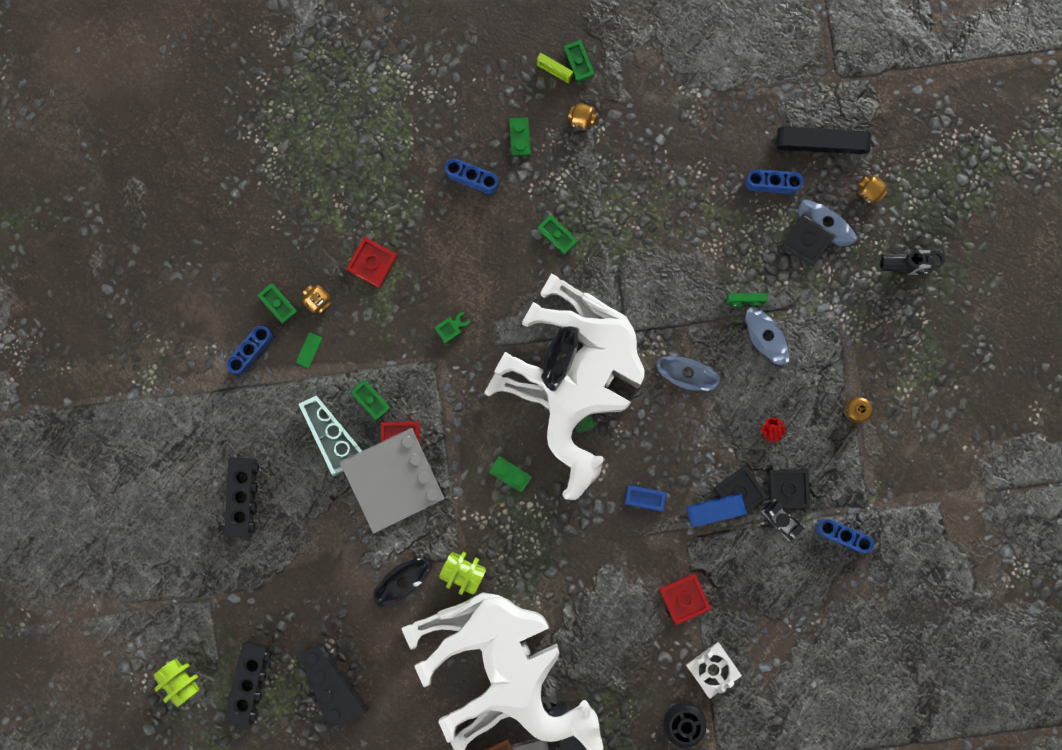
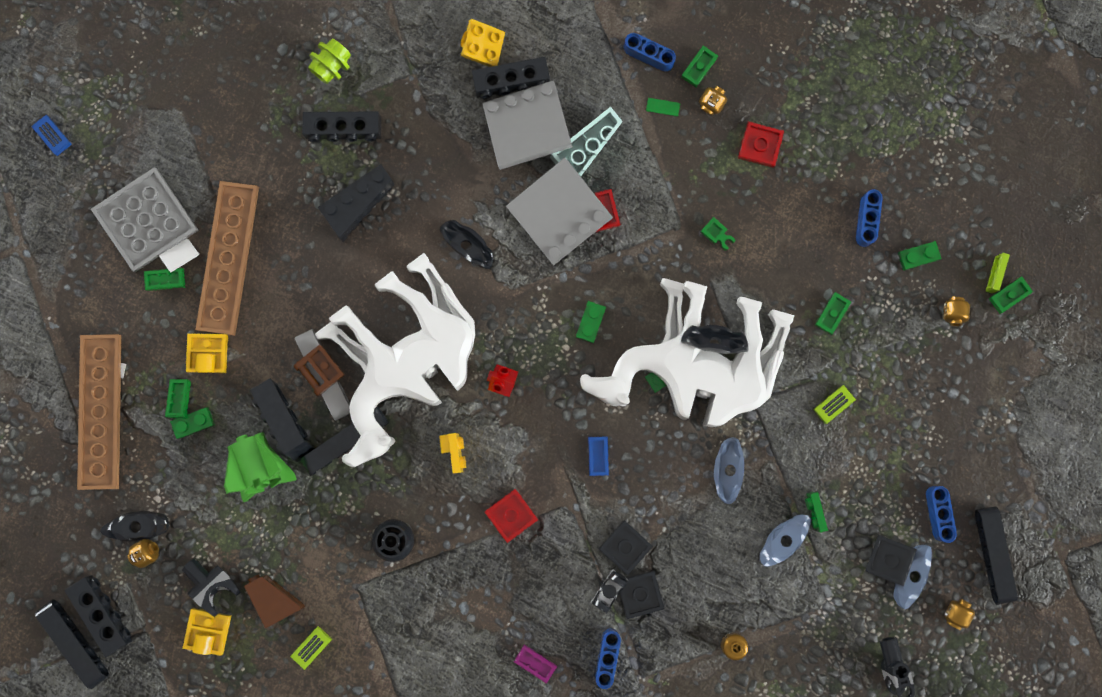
camera: 75 degrees right, 0 degrees up
(197, 518) = (482, 43): none -> yellow plate
(295, 493) = (527, 125): none -> light grey plate
(370, 400) = (629, 174): green plate -> none
(462, 573) = (488, 296): lime piece -> none
(549, 577) = (502, 380): none -> red brick
(604, 641) = (453, 444): none -> yellow plate
(646, 255) = (834, 404): none -> lime tile
(712, 690) = (430, 558): white piece -> none
(716, 510) = (603, 526): blue beam -> none
(773, 429) = (694, 566): red gear -> none
(834, 608) = (535, 663): none -> magenta plate

